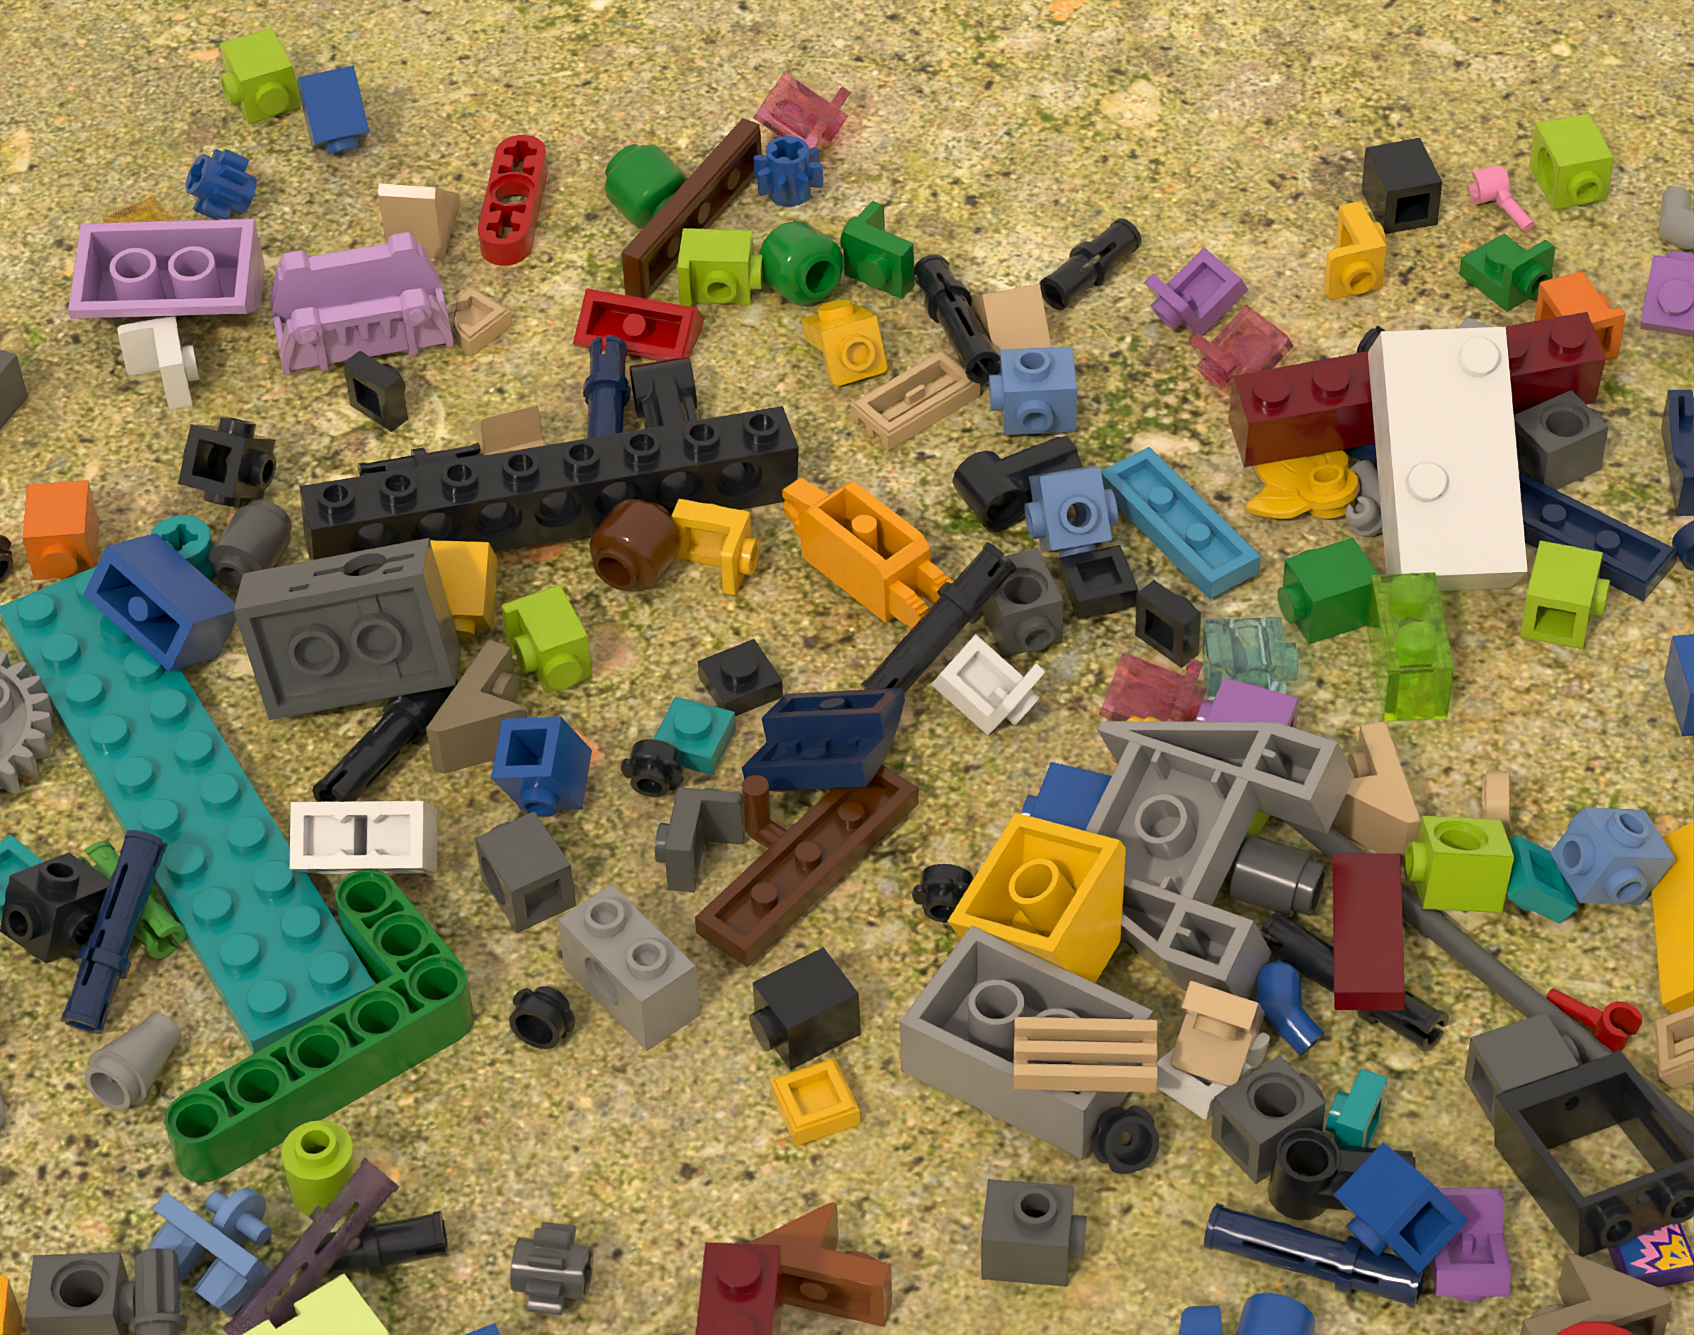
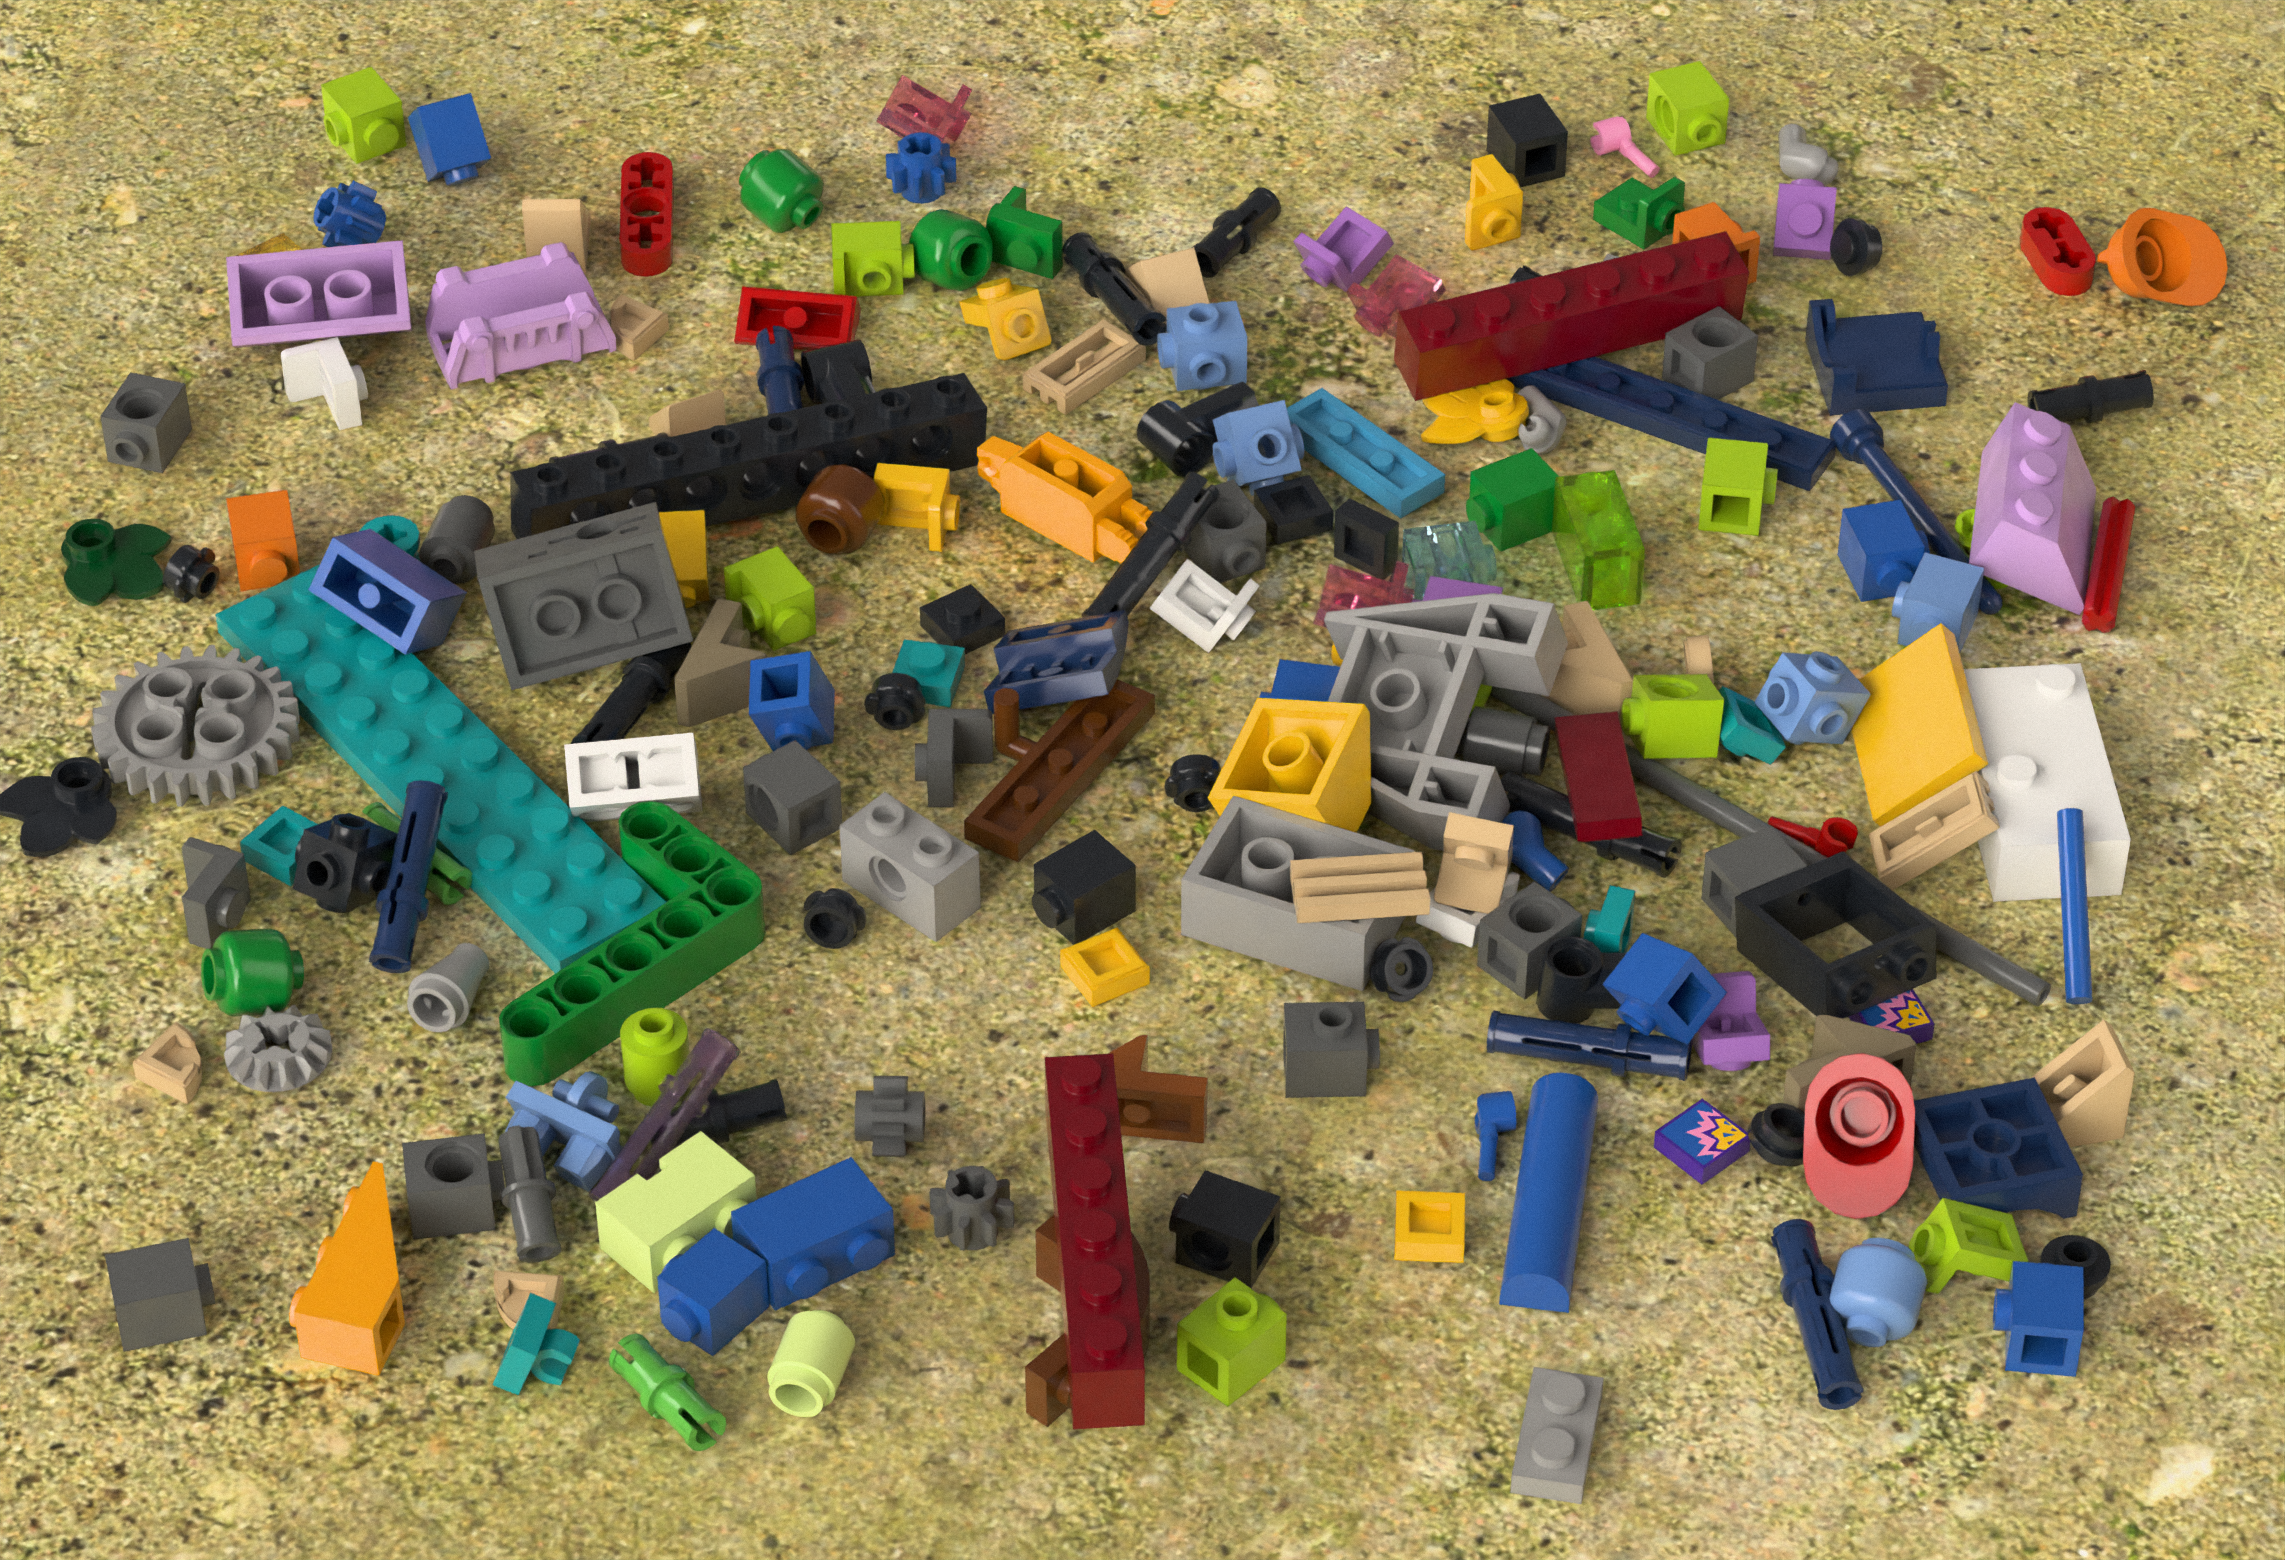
camera: 10 degrees left, 5 degrees down
(228, 461) = (401, 459): black brick -> none
(376, 390) = (550, 394): black plate -> none
(692, 206) = (836, 201): reddish brown tile -> none
(1448, 456) = (1613, 365): white brick -> none

